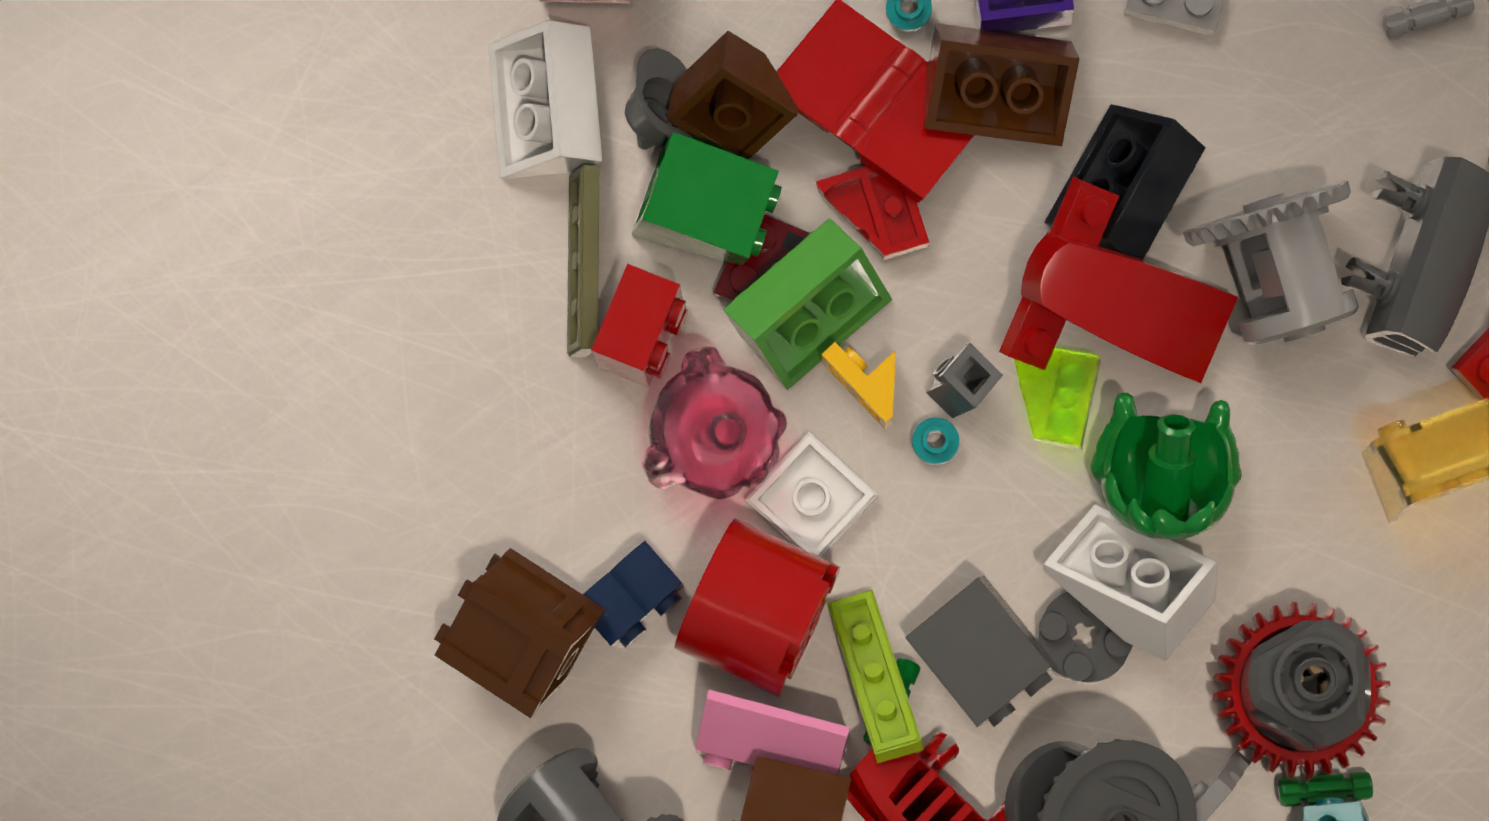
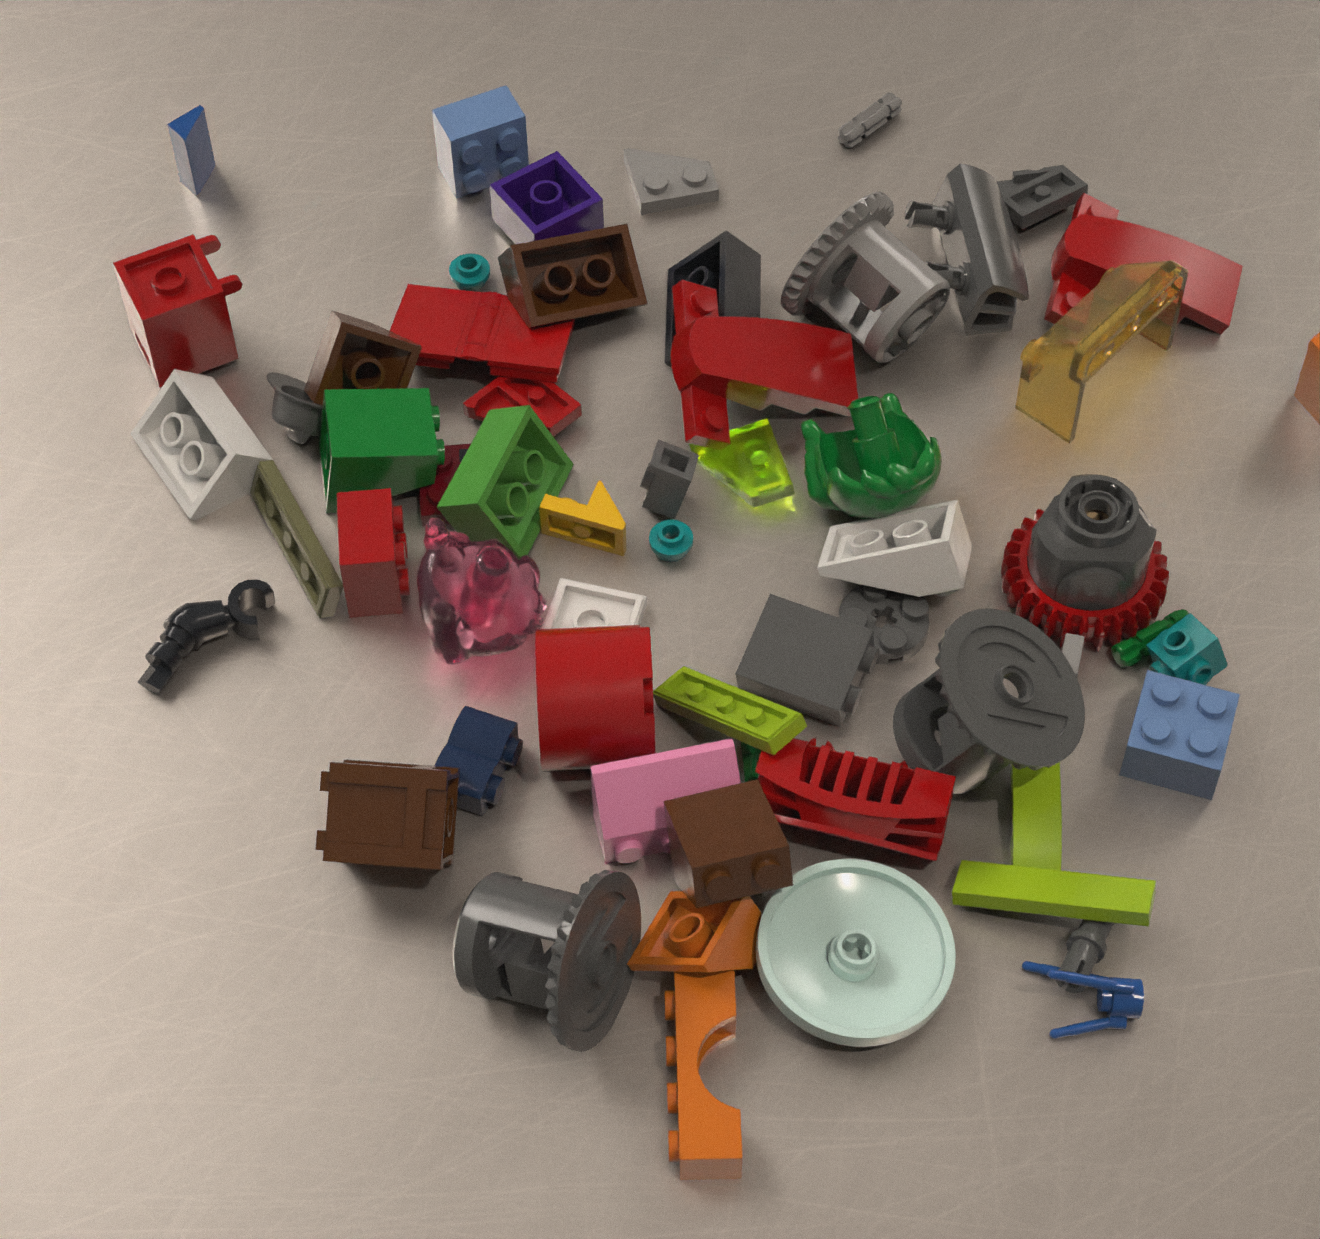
camera: 35 degrees left, 25 degrees down
(443, 313) = (202, 621): none -> black piece

